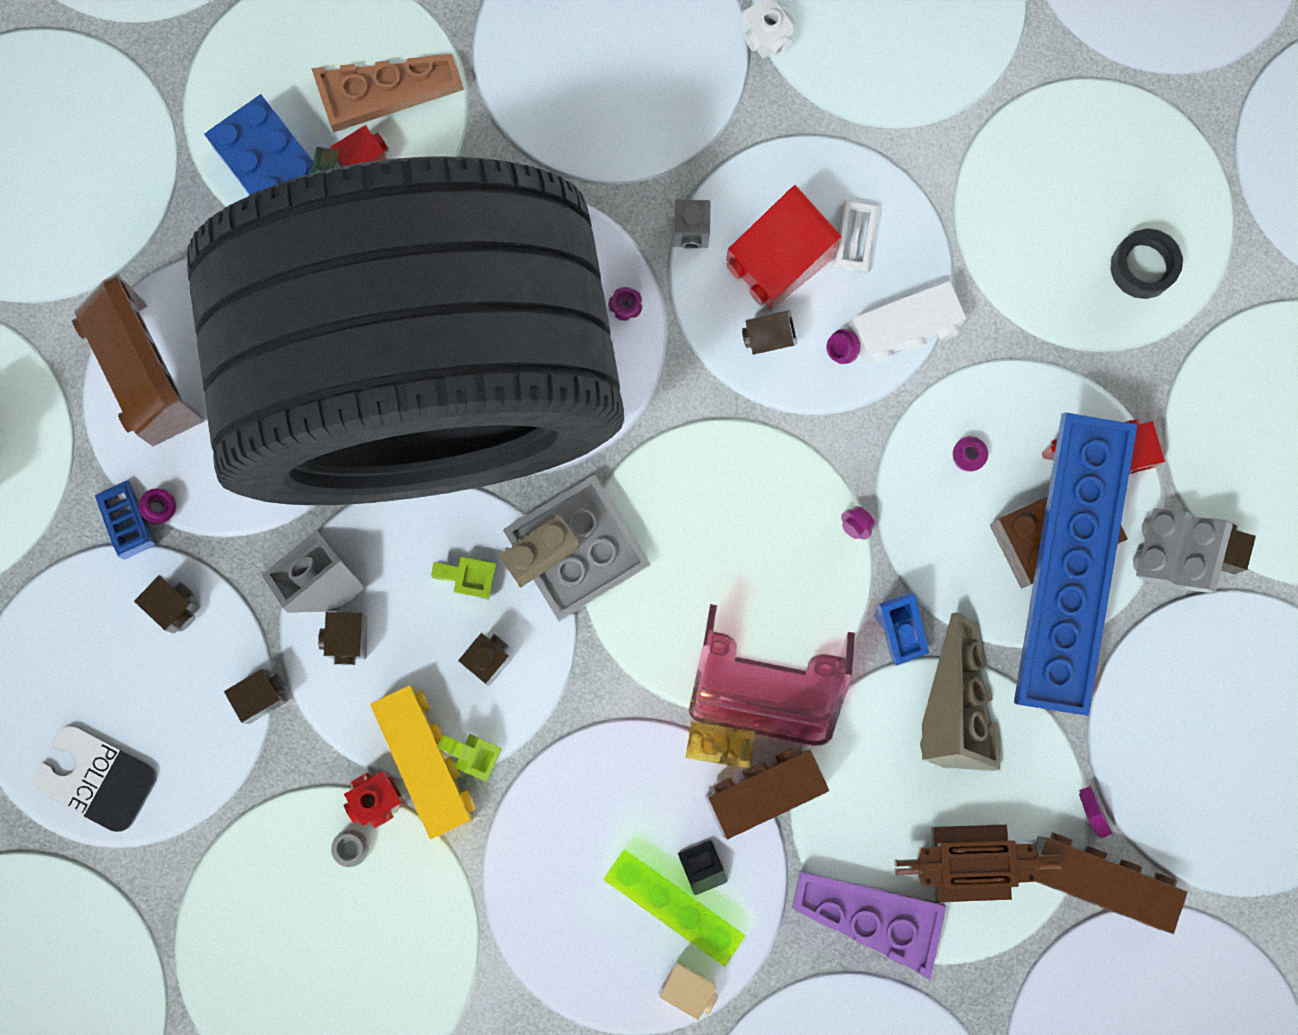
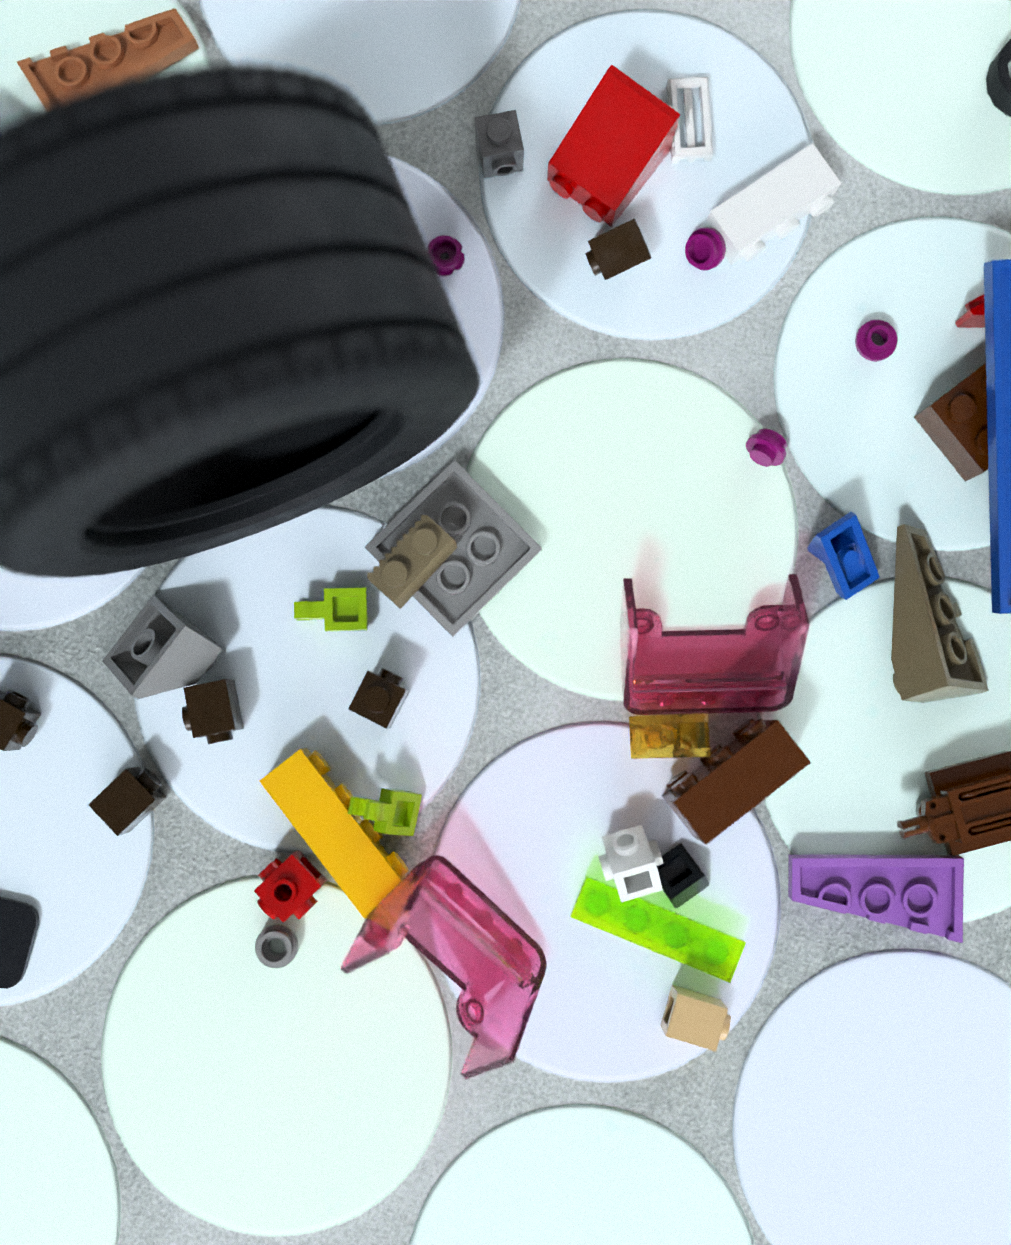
camera: 10 degrees left, 5 degrees up
(512, 881) = (468, 942): none -> clear pink windscreen
(664, 844) = (629, 854): none -> white brick

